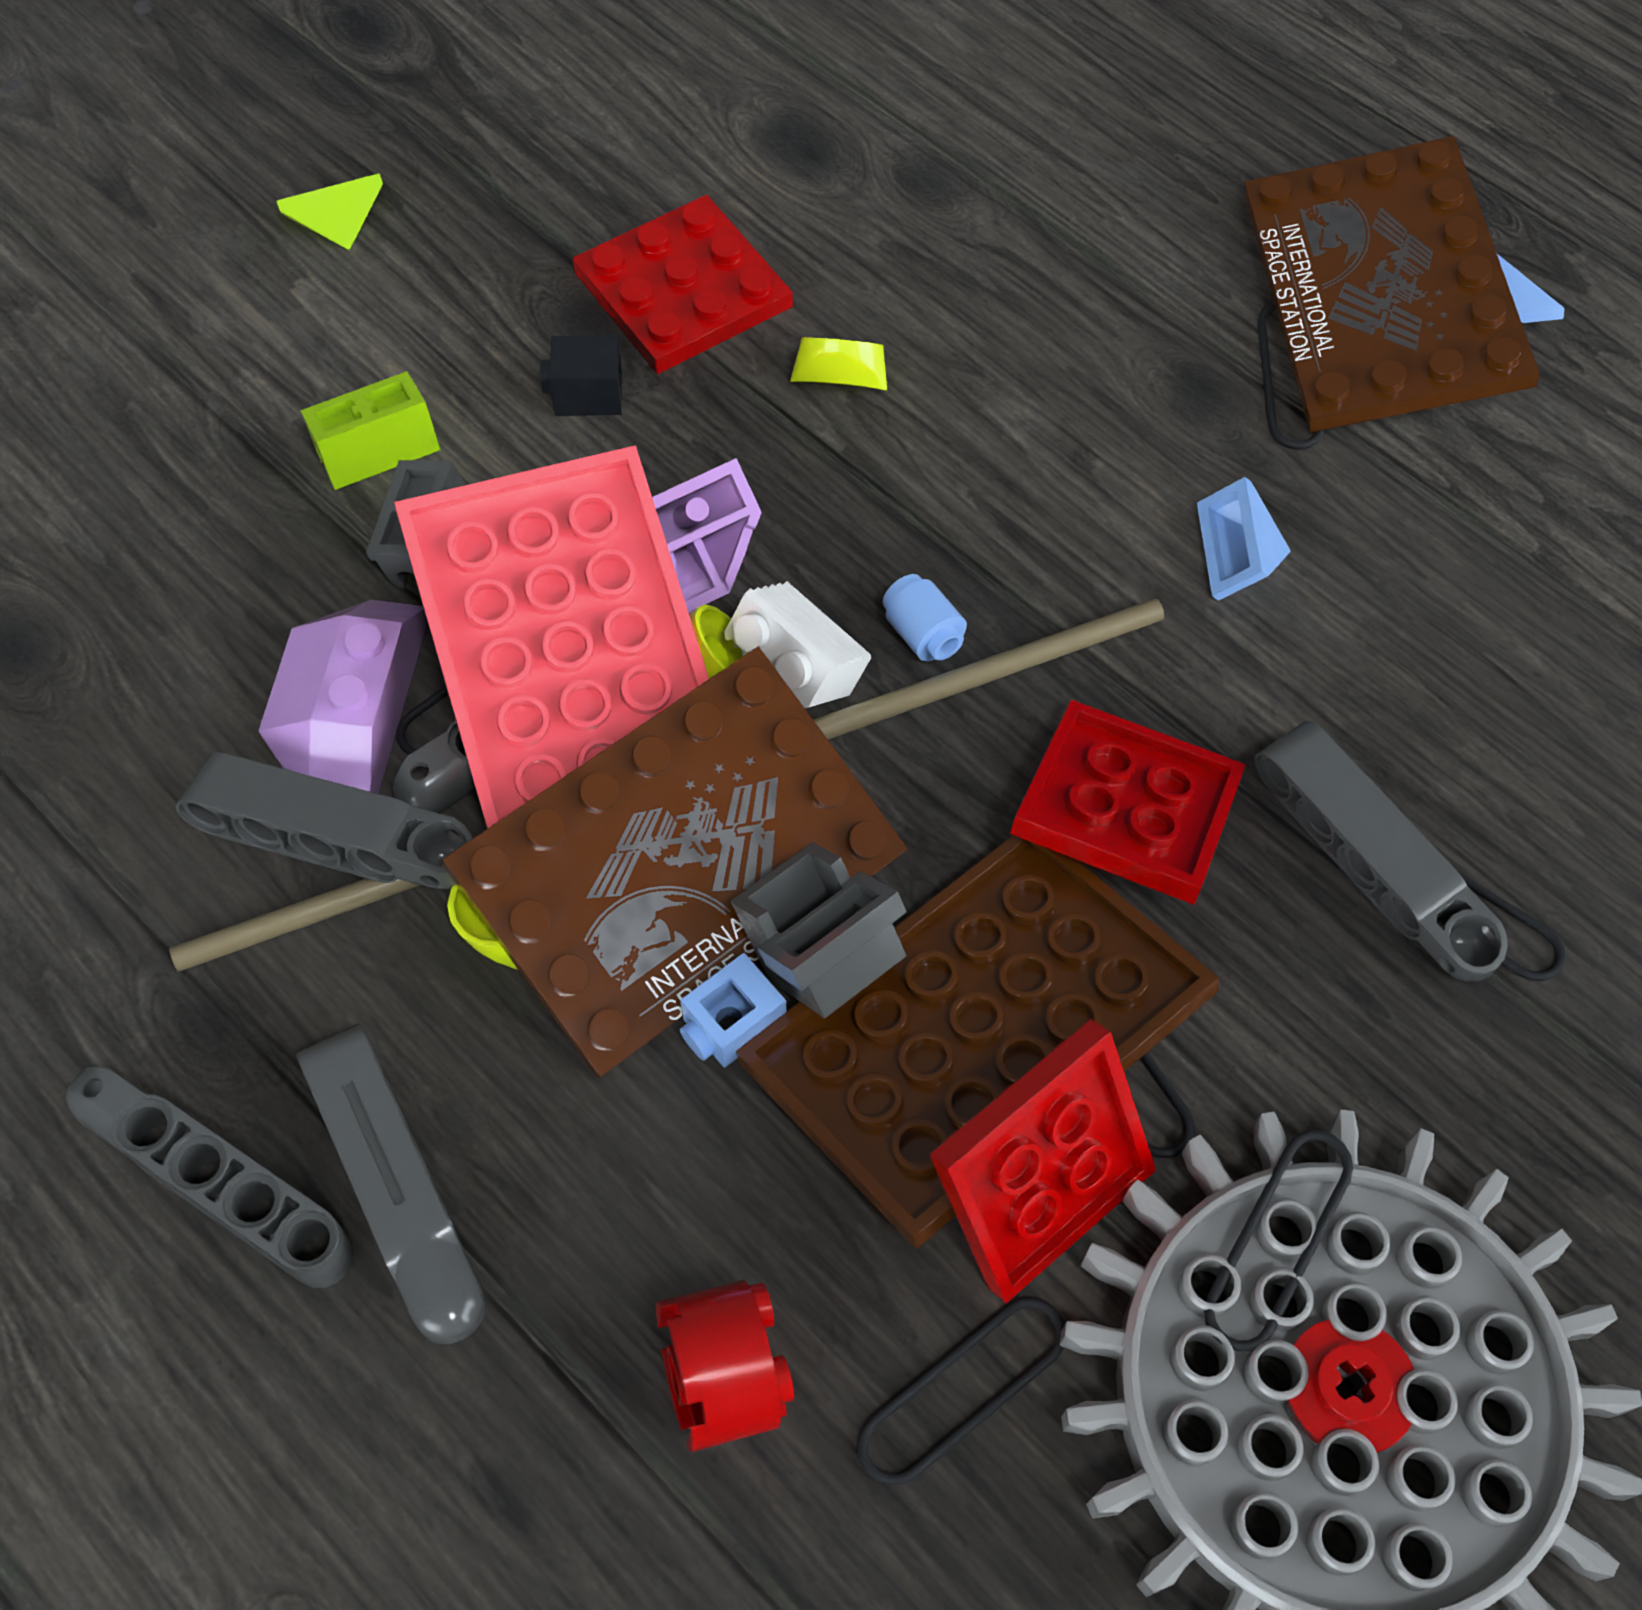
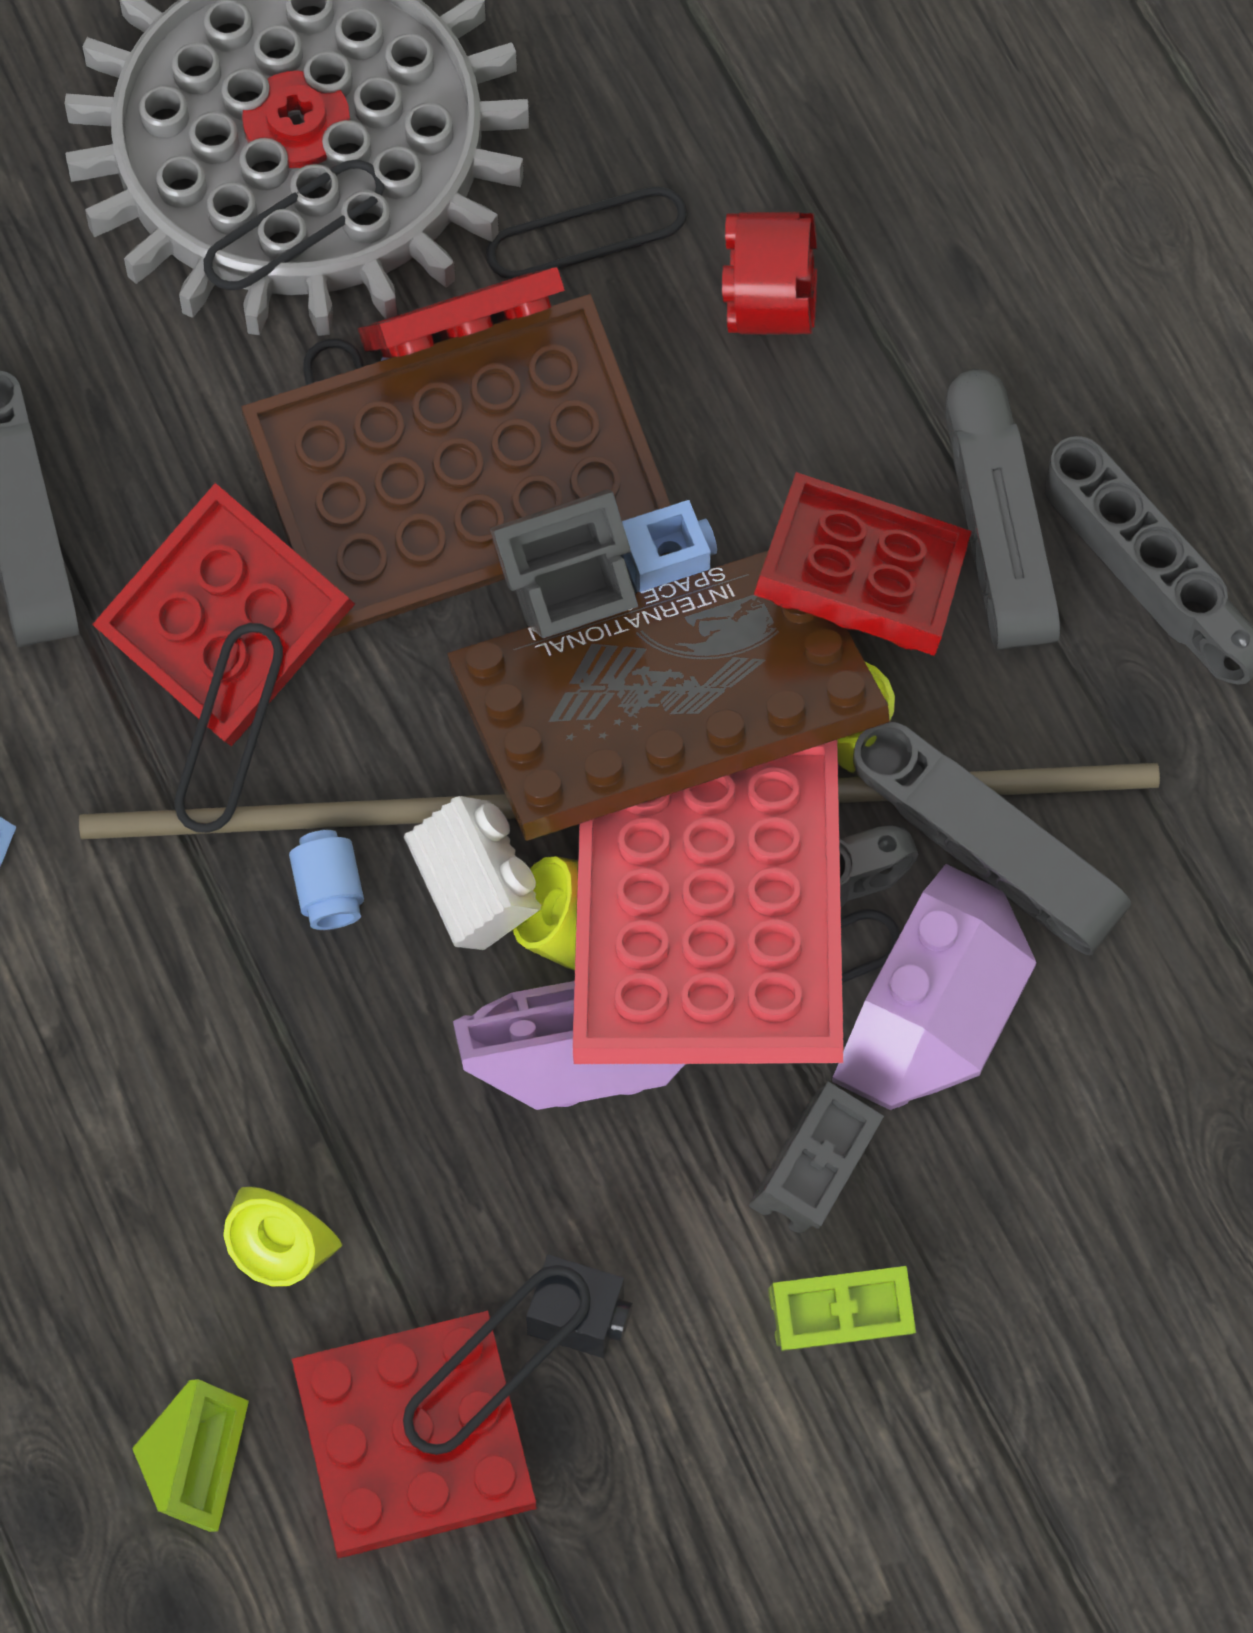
camera: 160 degrees left, 5 degrees up
(515, 1038) = (864, 564): none -> red plate
(594, 359) = (516, 1380): none -> black piece
(836, 220) = (192, 1453): none -> lime slope
(1096, 697) = (253, 735): none -> black piece

